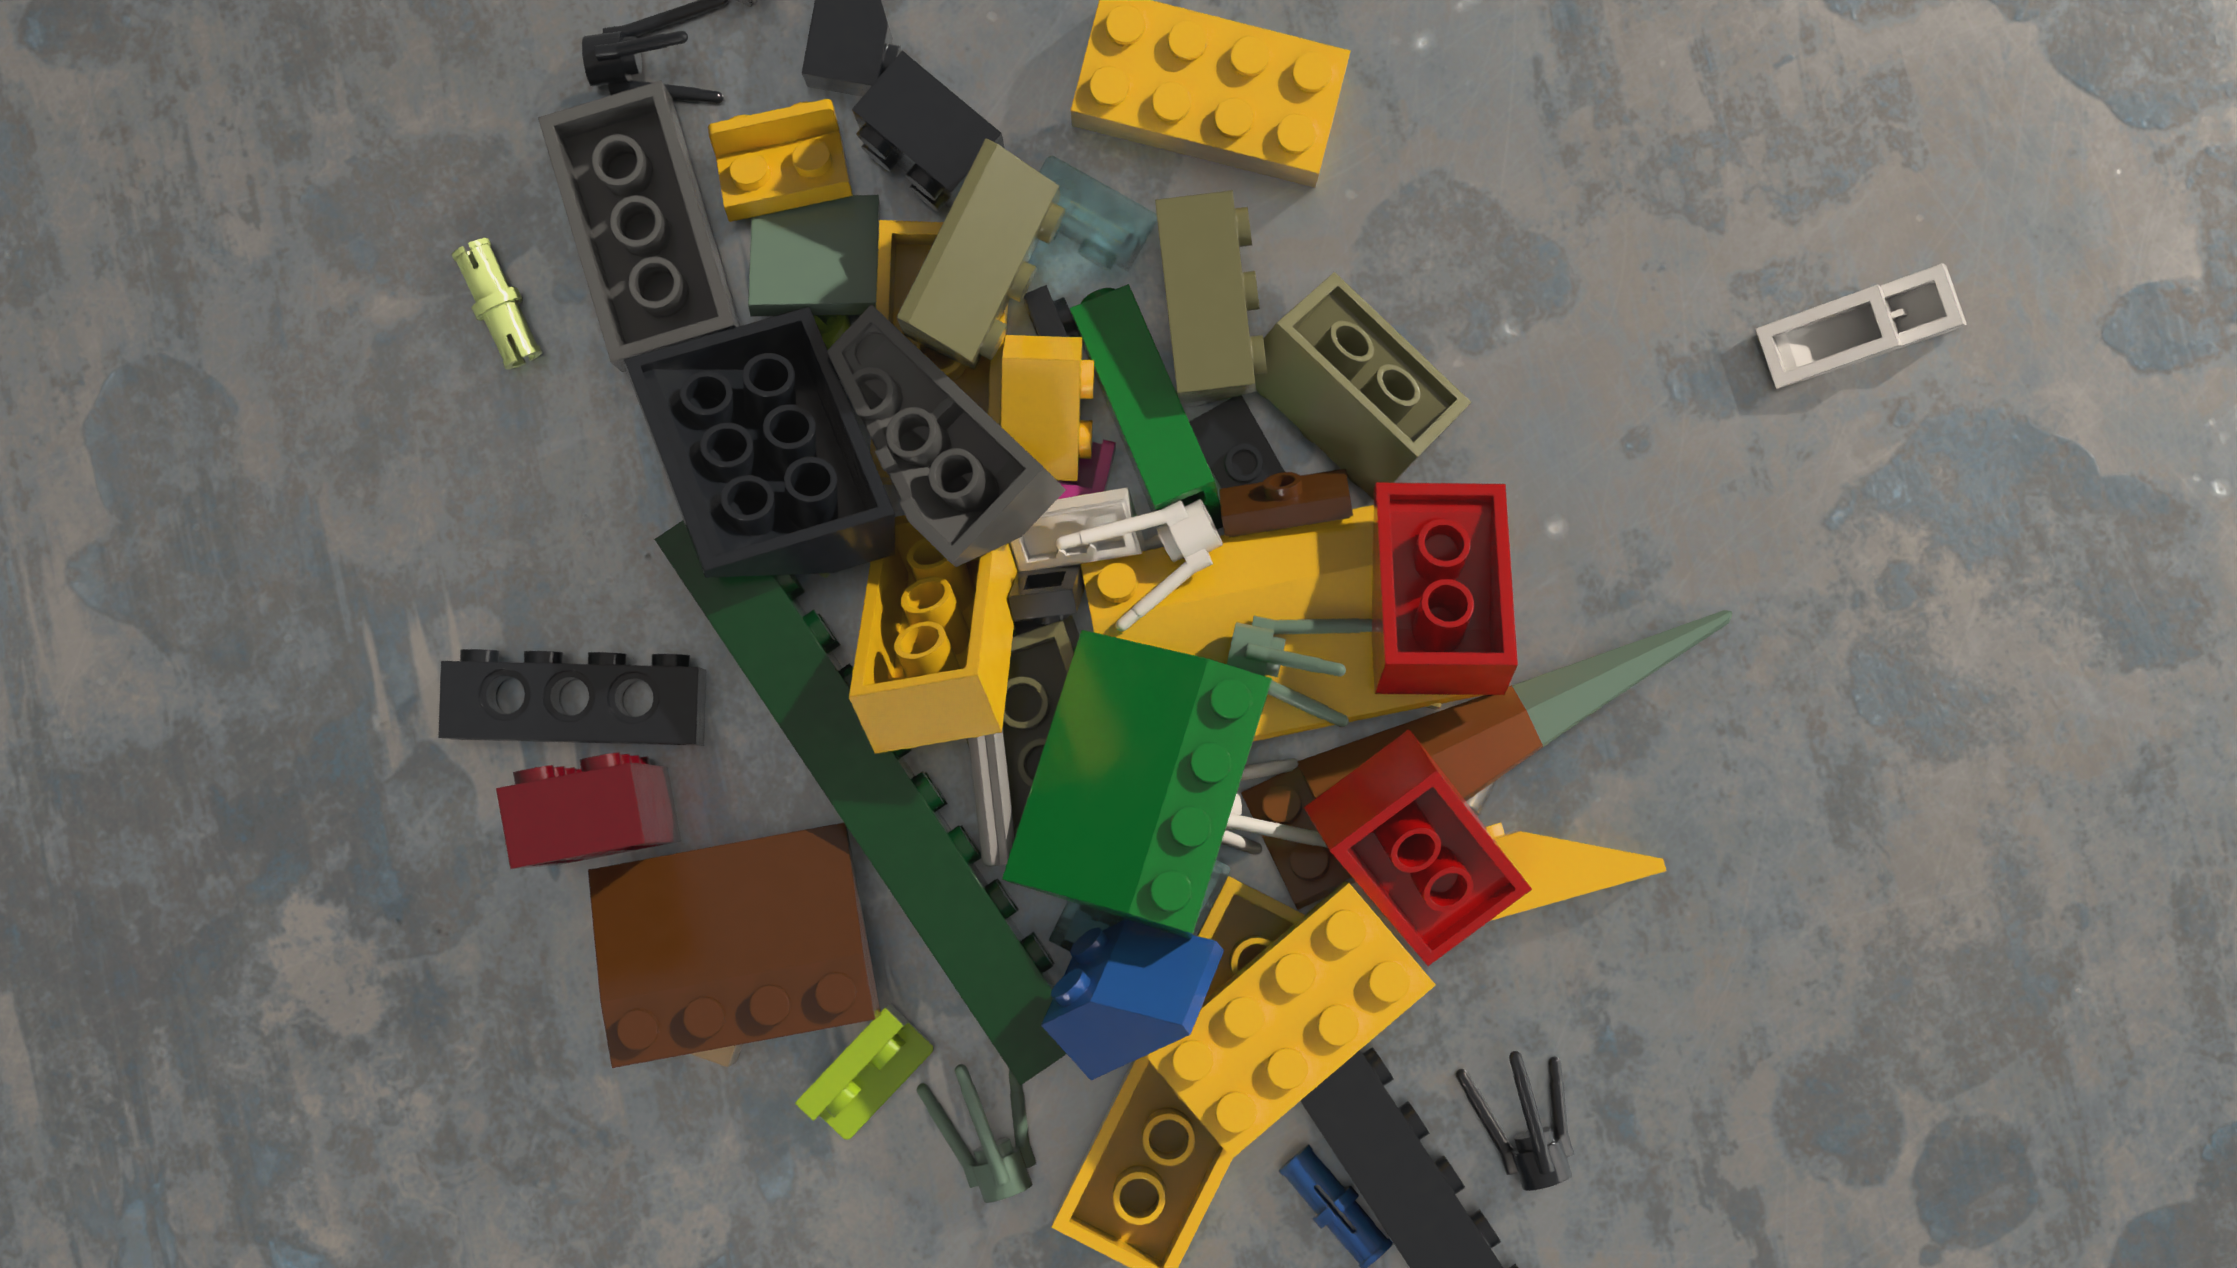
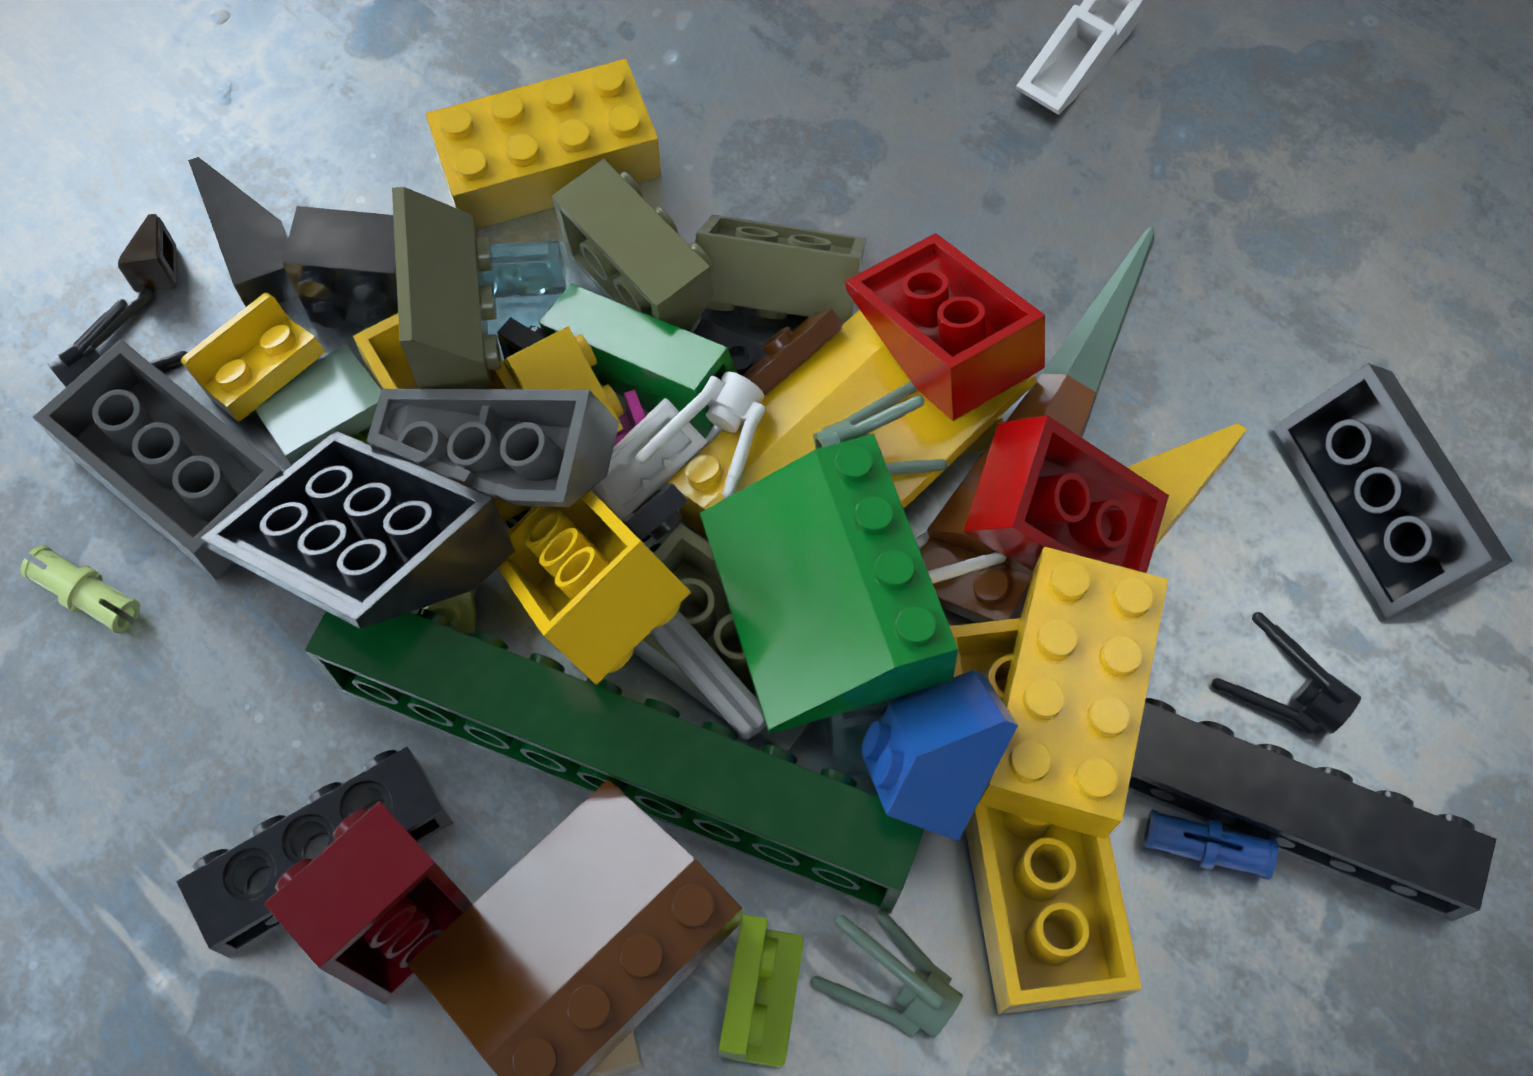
camera: 40 degrees left, 20 degrees down
(1766, 1013) = (1390, 492): none -> black slope

